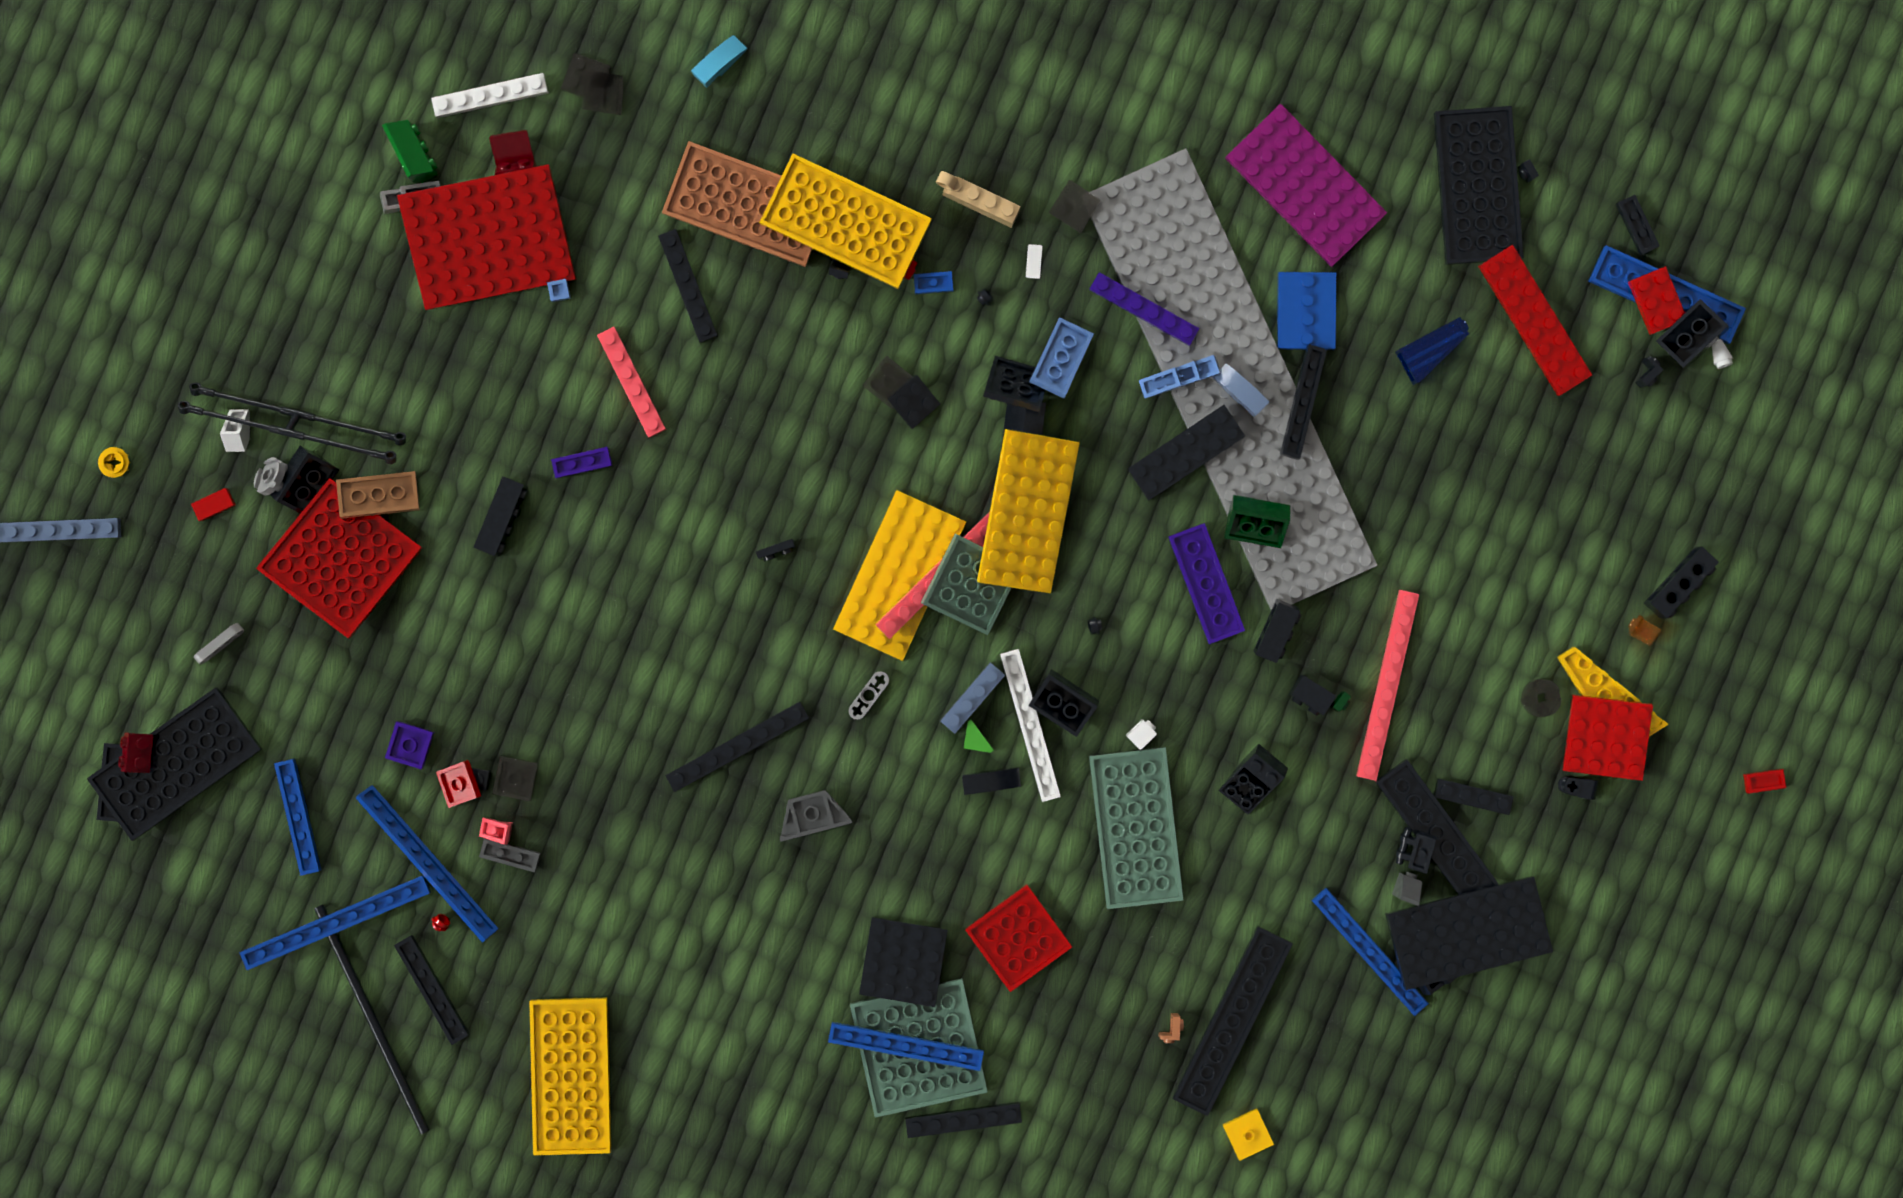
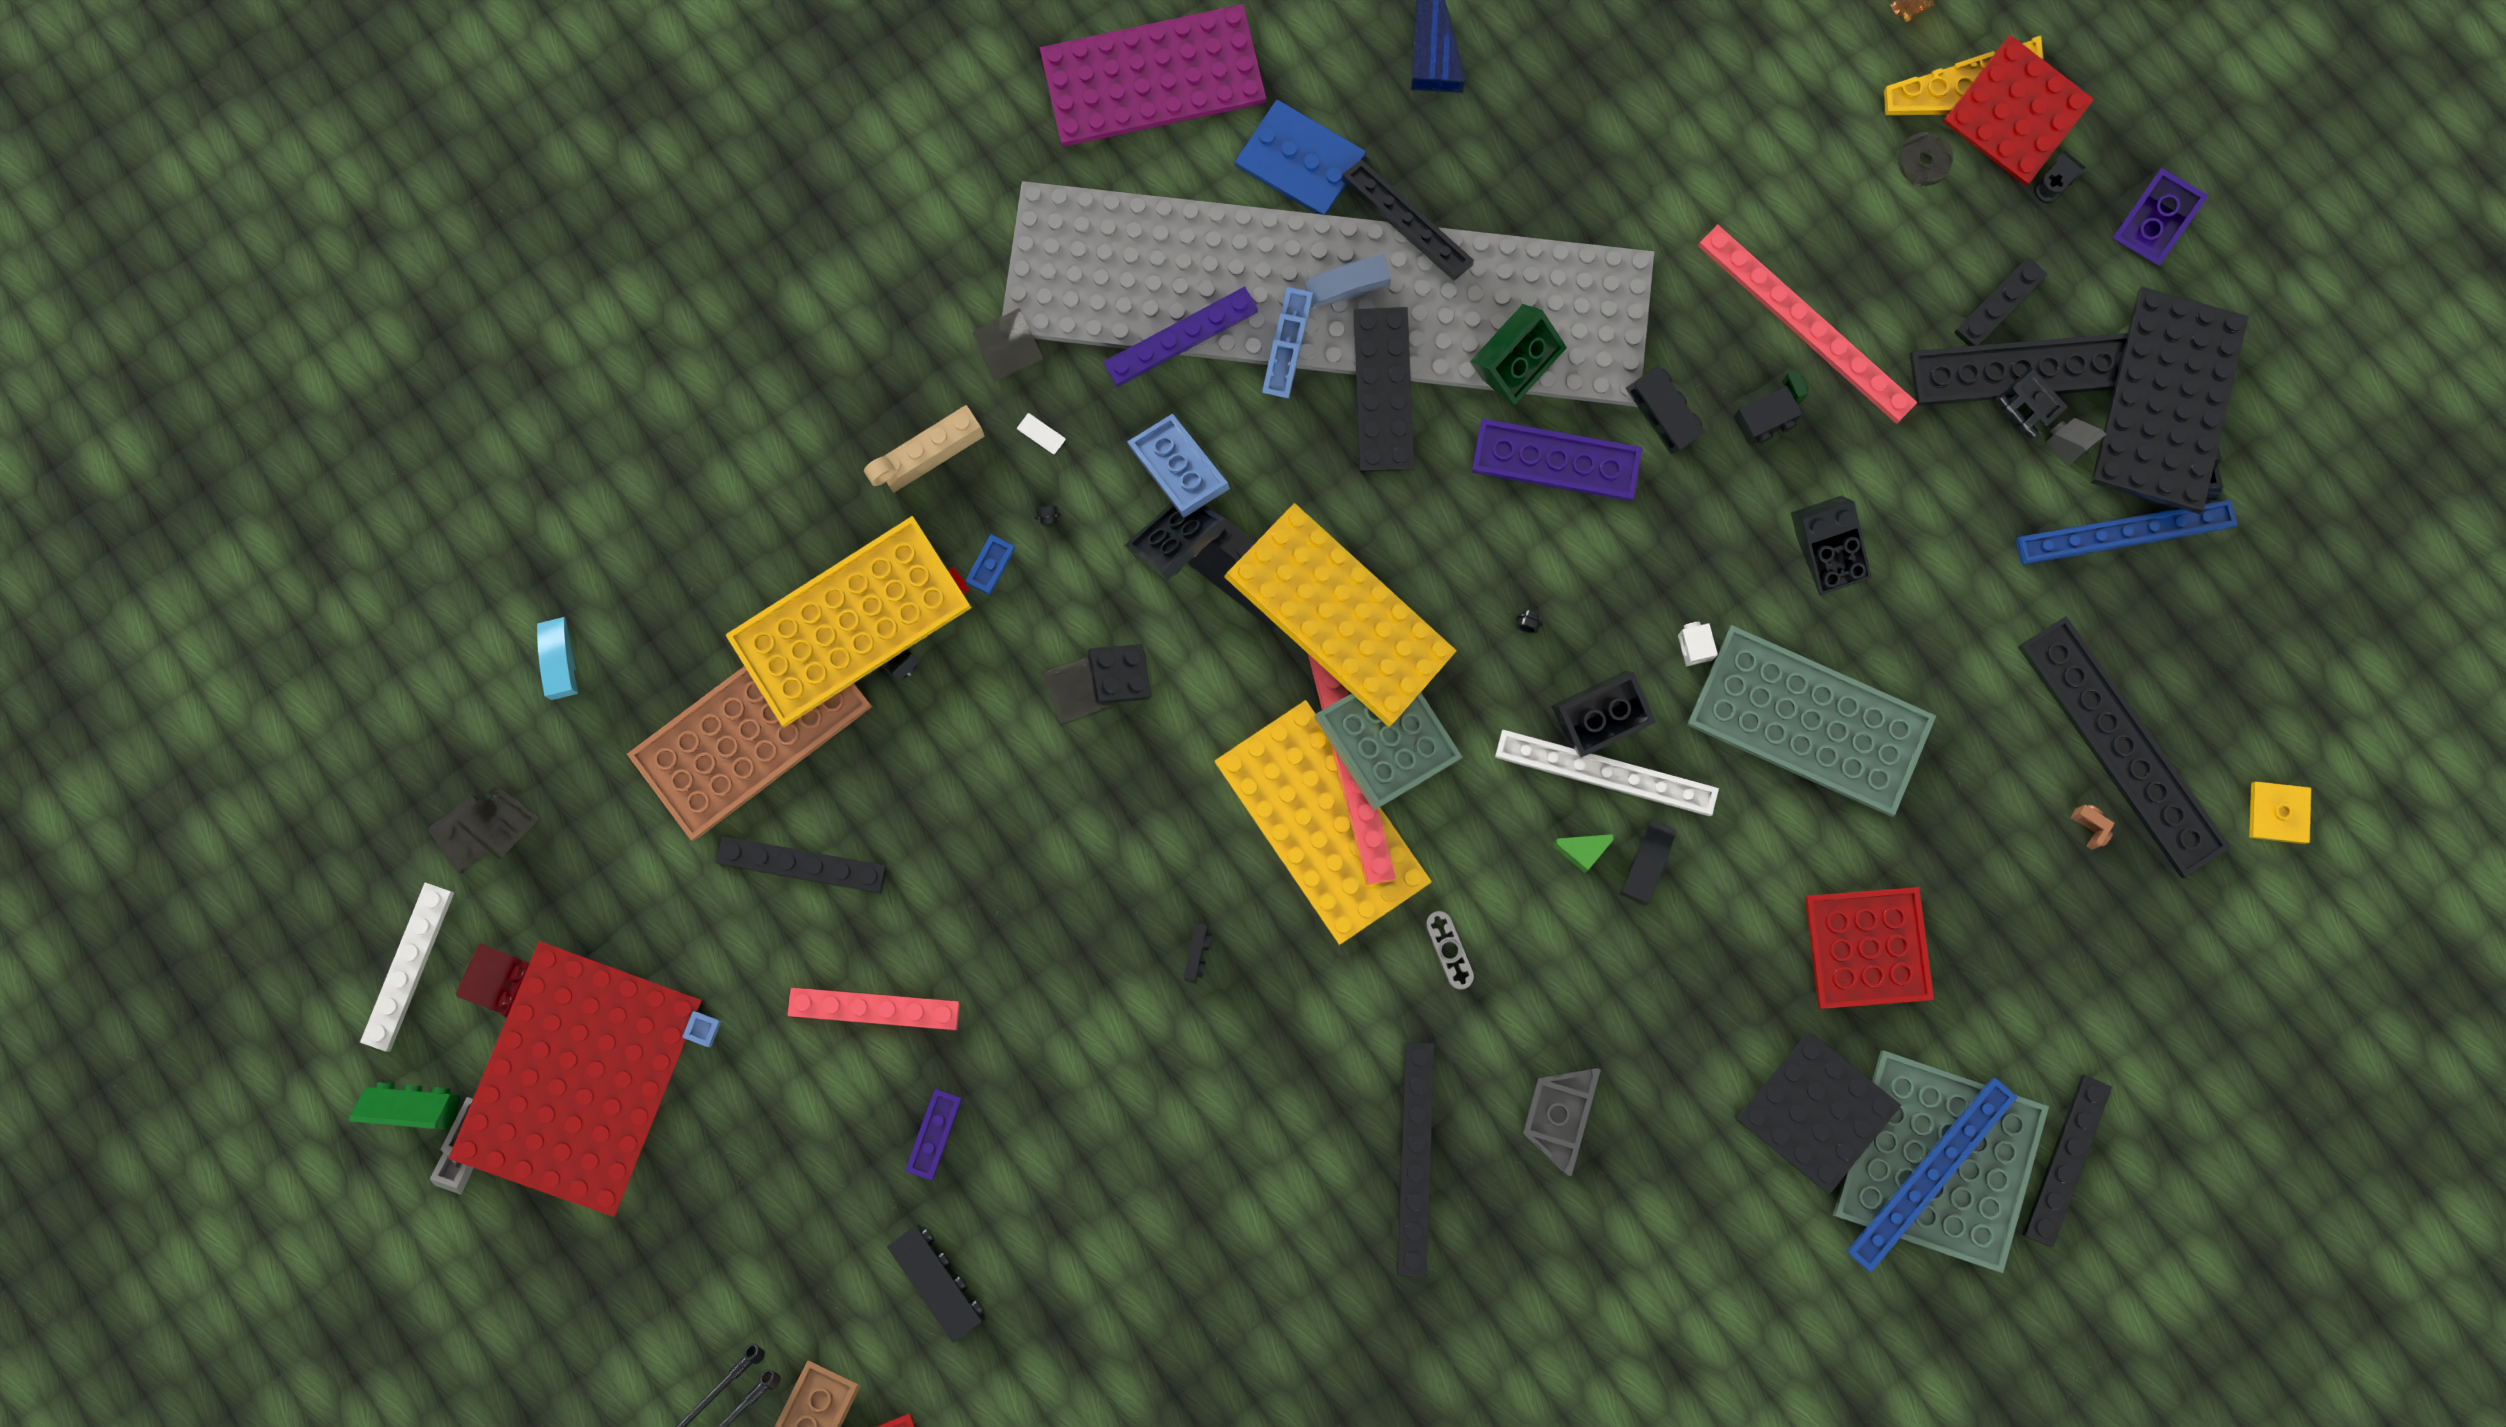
camera: 60 degrees left, 10 degrees down
(972, 698) = (1530, 822): sand blue brick -> none
(1589, 863) = (2160, 216): none -> dark purple slope

